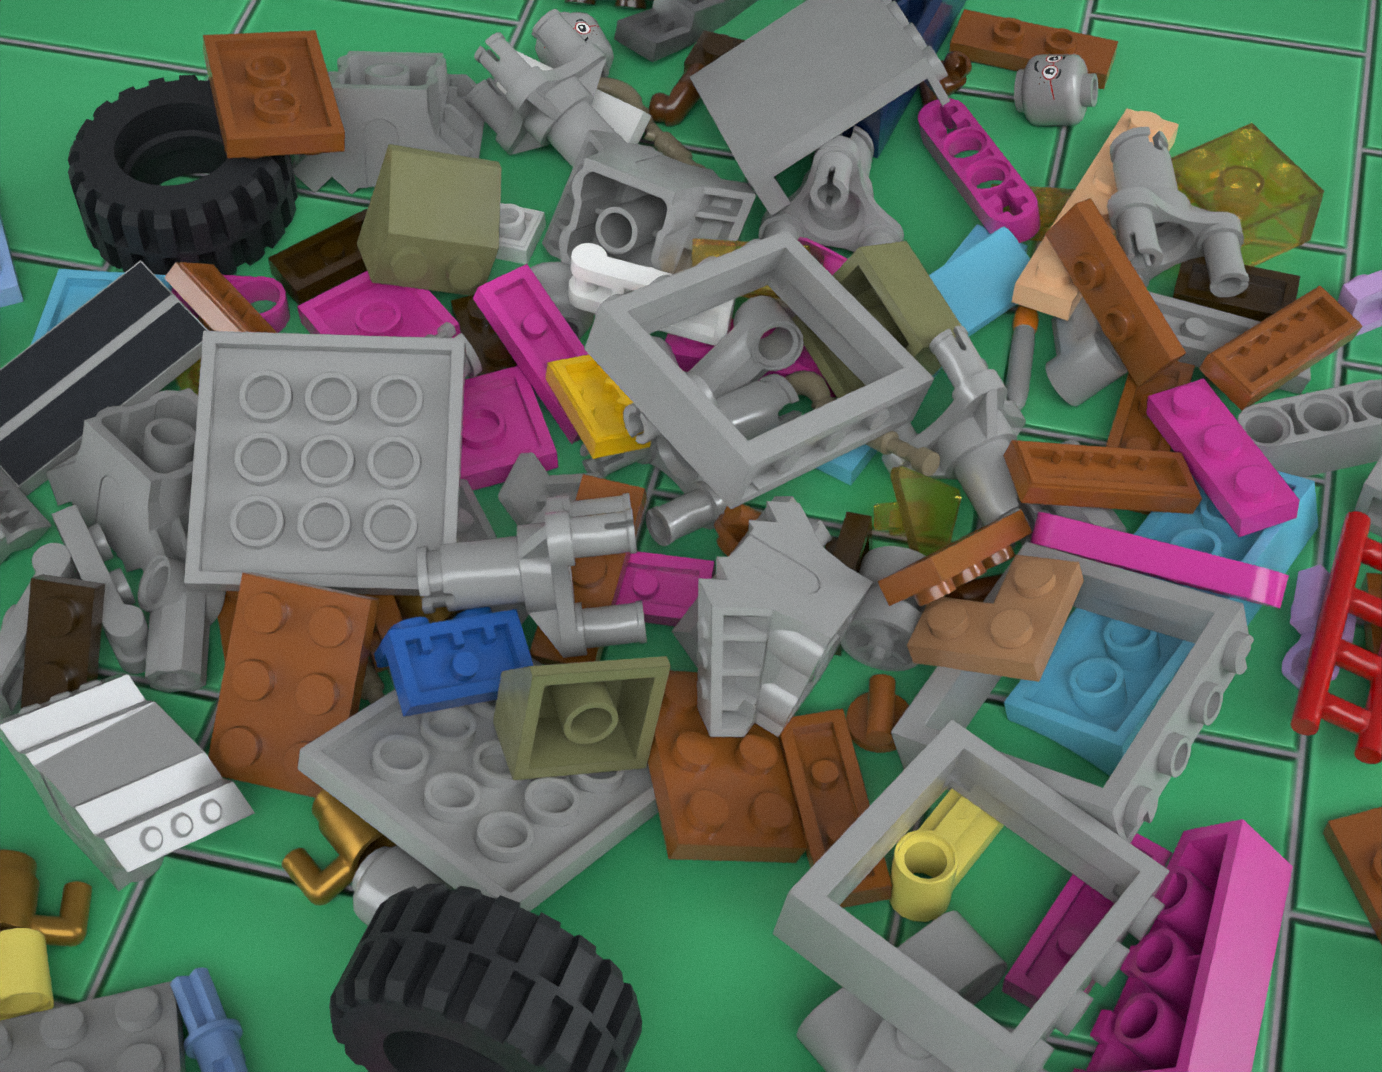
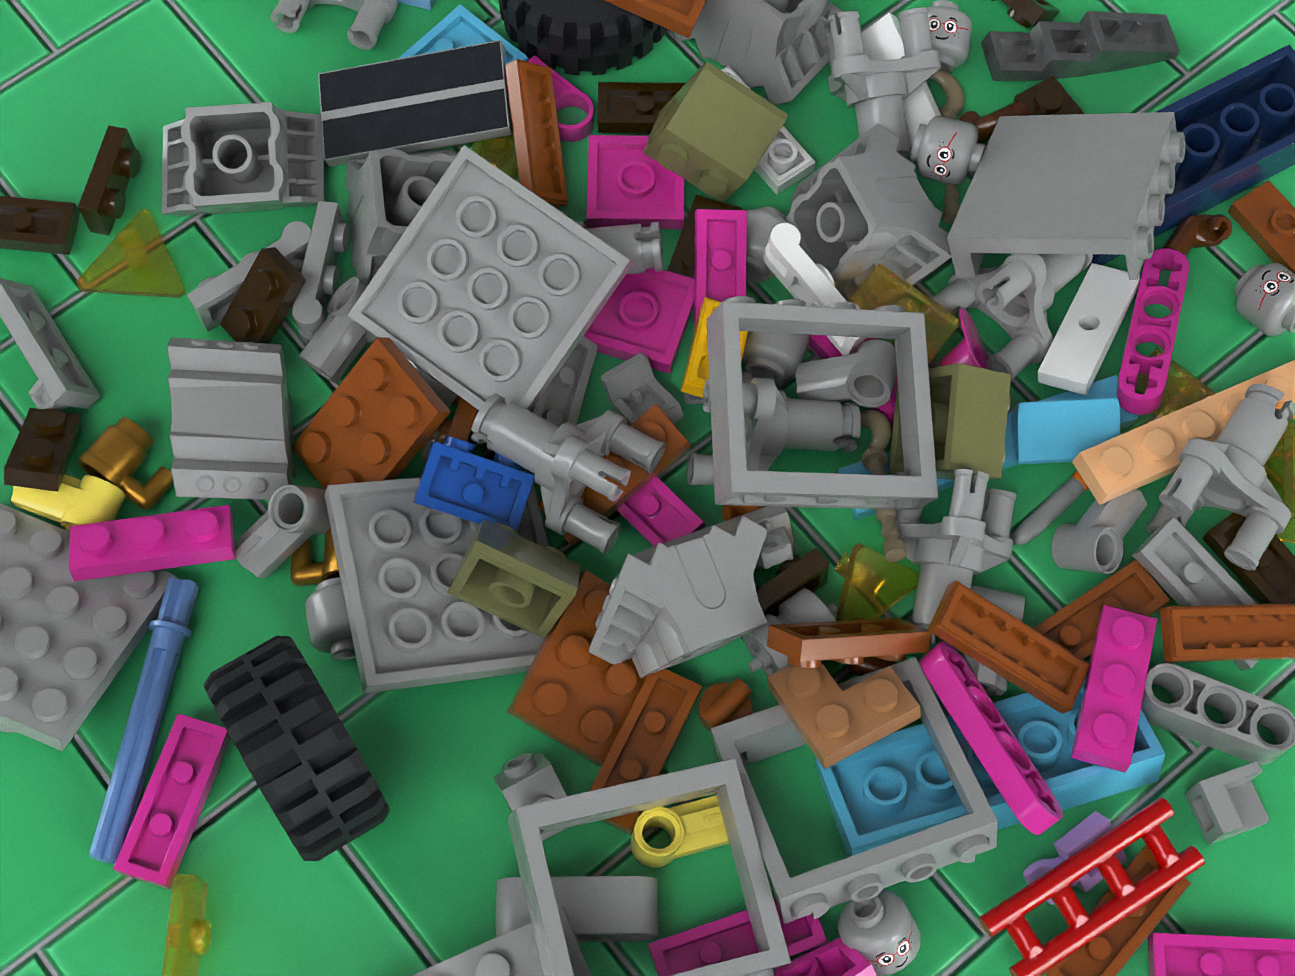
camera: 35 degrees right, 15 degrees up
(124, 954) = (151, 543): none -> dark pink plate
(269, 851) = (282, 528): none -> light grey piece
(670, 122) = (946, 150): none -> light grey head
(745, 920) = (529, 781): none -> light grey bracket
(922, 199) = (1088, 329): none -> white tile
(1114, 292) = (1140, 501): dark orange plate -> none
(1211, 793) = (881, 932): none -> light grey head

